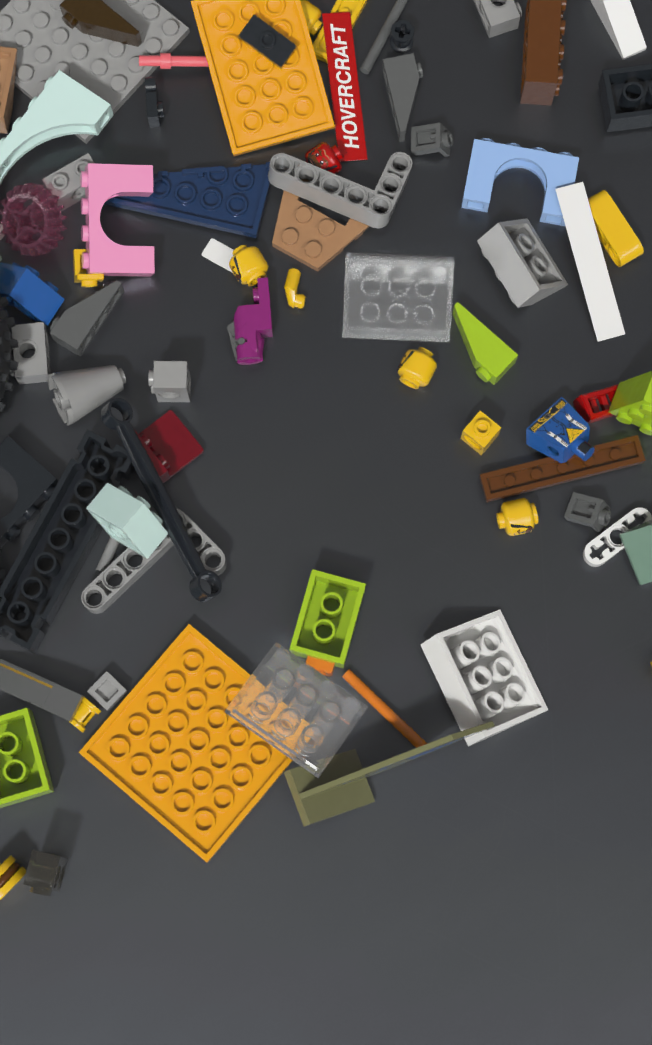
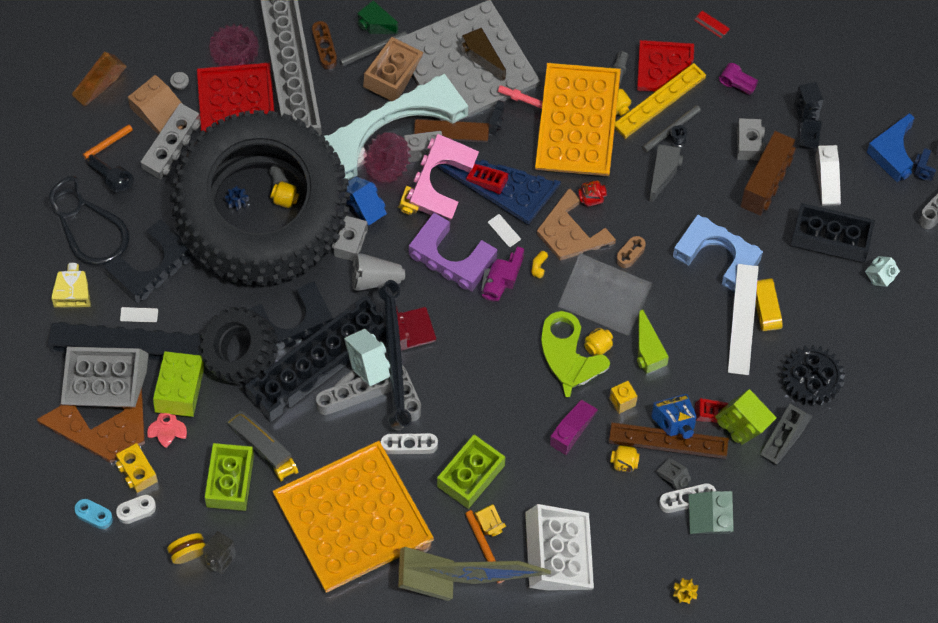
camera: 20 degrees right, 15 degrees down
(83, 320) = (394, 231): dark grey slope -> none
(106, 144) = (457, 131): none -> reddish brown tile
(107, 691) = (307, 462): light grey plate -> none
(170, 381) = (433, 287): light grey brick -> none
(180, 205) = (490, 185): none -> red slope
(203, 341) = (465, 272): none -> medium lavender arch
(245, 594) = (414, 450): none -> white beam
(248, 265) = (515, 236): yellow head -> none
(267, 41) = (586, 105): black plate -> none
(296, 709) = (426, 516): clear slope -> none
(324, 667) = (453, 500): orange tile -> none
(343, 188) = (595, 217): light grey beam -> none
(344, 86) = (627, 153): red sticker -> none
(374, 405) = (562, 356): none -> lime animal
(380, 675) = (490, 520): none -> yellow bracket
(411, 225) = (633, 254): none -> medium nougat beam
(431, 139) = (670, 205): dark grey bracket -> none
(432, 498) = (572, 427): none -> magenta slope
(521, 262) = (697, 302): light grey slope -> none

